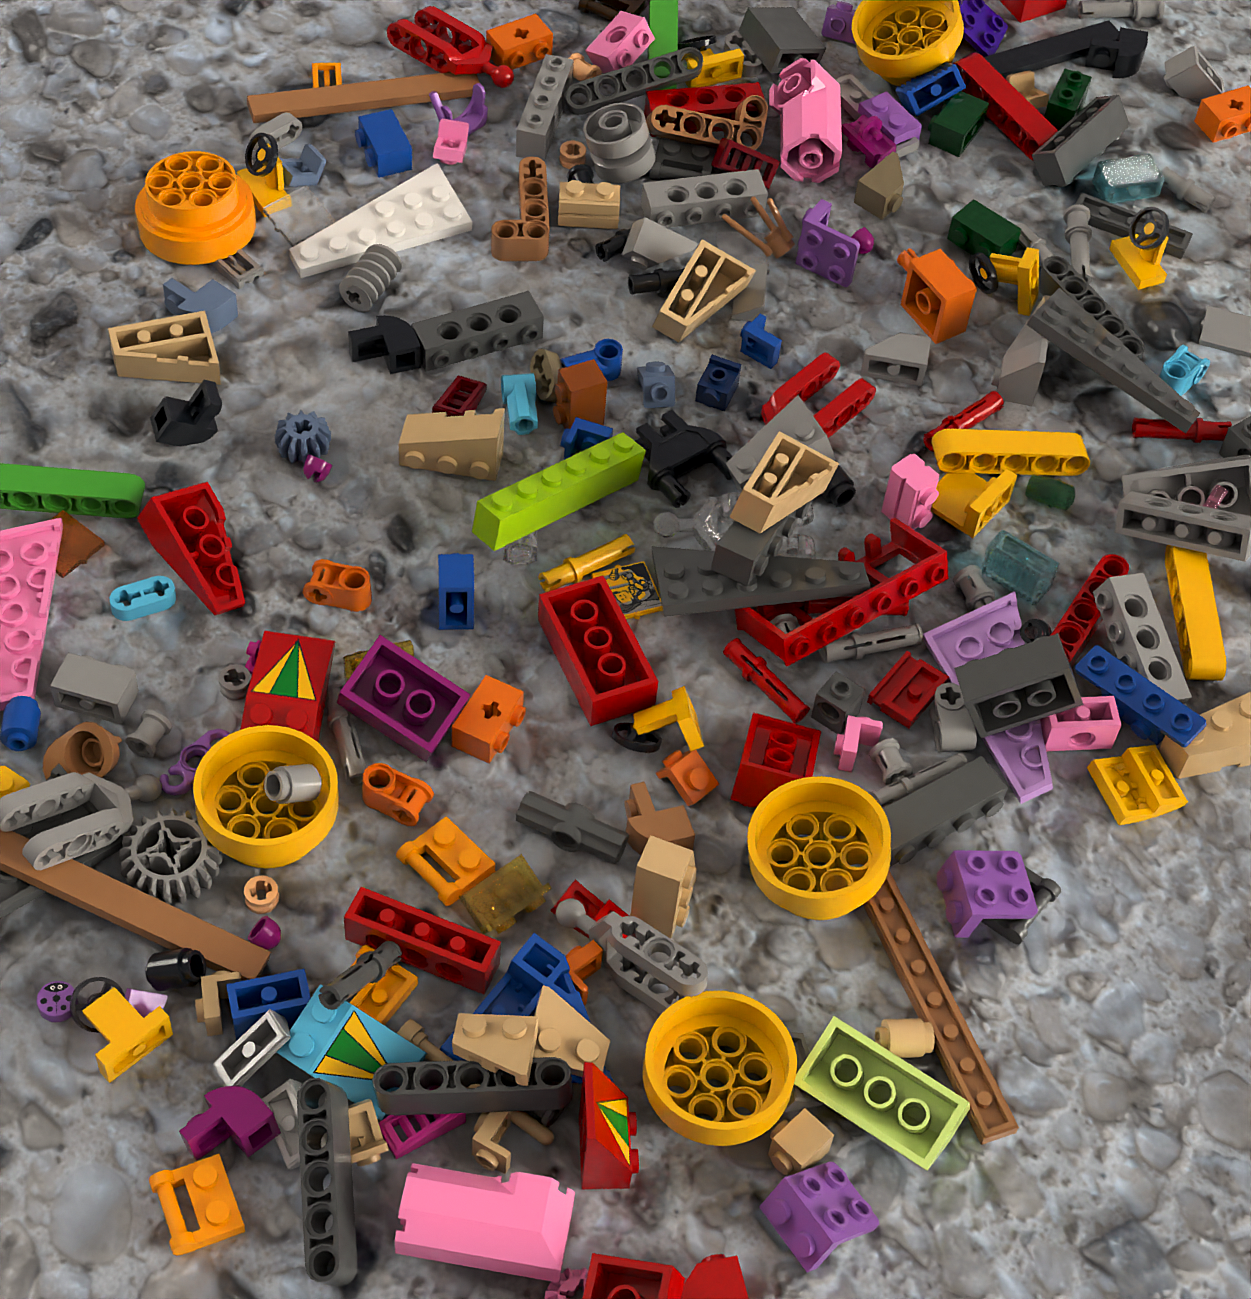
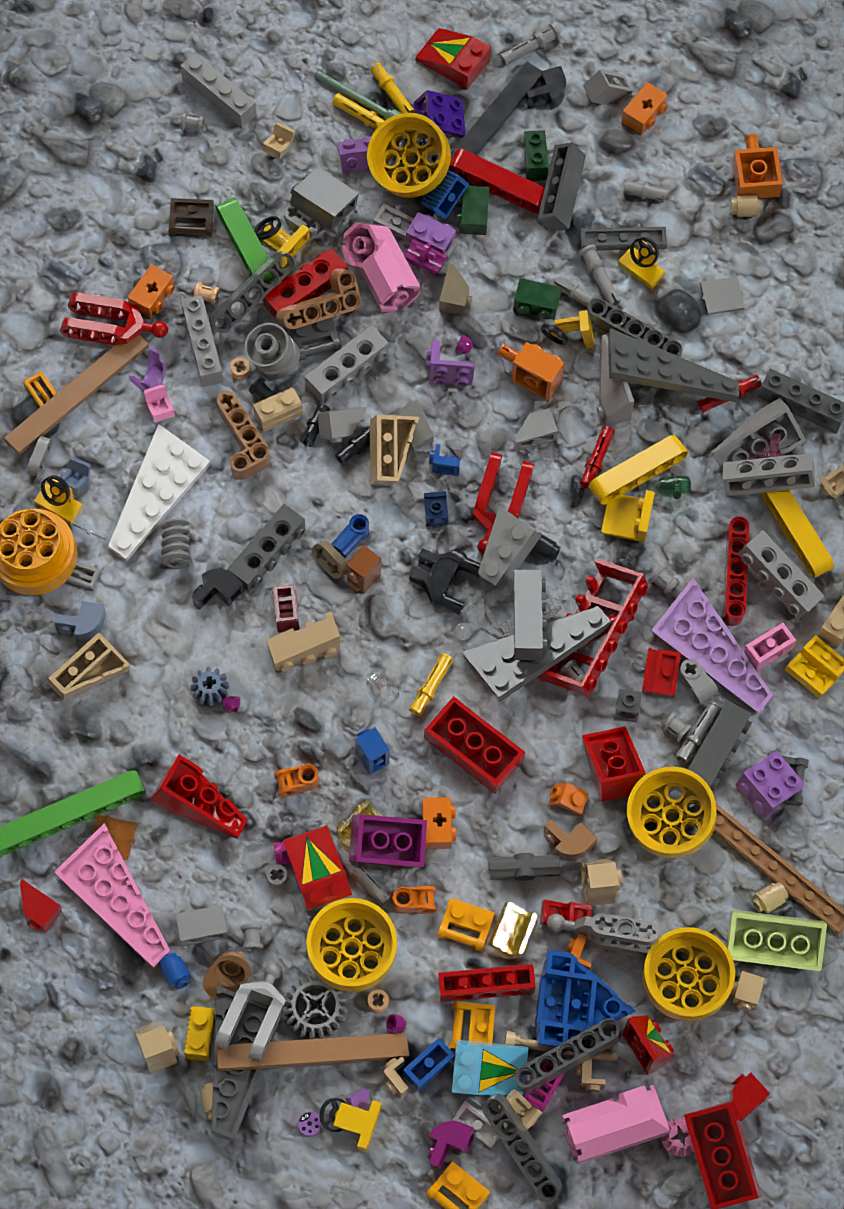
camera: 25 degrees left, 15 degrees up
(142, 598) = (183, 845): medium azure beam -> none
(175, 969) = (364, 1072): black brick -> none
(187, 422) = (133, 712): black brick -> none
(198, 748) = (290, 949): medium lavender piece -> none
(253, 1049) = (438, 1097): light grey slope -> none
(293, 784) = (366, 933): light grey brick -> none
(368, 969) = (473, 1019): dark grey pin -> none
(384, 143) = (115, 426): blue brick -> none
(497, 1042) = (570, 1027): tan wing -> none
(520, 398) = (320, 582): medium azure piece -> none
(557, 491) = (392, 648): lime brick -> none
(567, 1034) = (598, 1001): tan wing -> none
(583, 436) = (383, 593): blue bracket -> none
(620, 42) = (218, 251): bright pink brick -> none
(632, 589) = (464, 686): piece -> none
(657, 384) = (398, 528): sand blue bracket -> none
(658, 716) = (535, 772): yellow piece -> none
(722, 154) = (344, 321): dark red slope -> none
(739, 653) = (602, 720): red pin -> none
(778, 239) = (411, 373): medium nougat plant -> none
(782, 483) = (529, 586): tan wedge -> none
(817, 1213) = (777, 1023): medium lavender bracket -> none
(857, 731) = (646, 728): bright pink bracket -> none
(906, 636) = (626, 649): light grey pin -> none
(911, 492) = (597, 536): bright pink brick -> none
(1018, 685) = (730, 649): dark grey brick -> none
(1019, 567) = (684, 554): clear light blue brick -> none
(1025, 85) = (506, 159): tan bracket -> none
(1028, 628) = (717, 597): black pin -> none
(1128, 179) = (605, 202): clear light blue brick -> none
(1139, 701) = (796, 614): blue bracket -> none
(1183, 370) = (709, 345): medium azure piece -> none

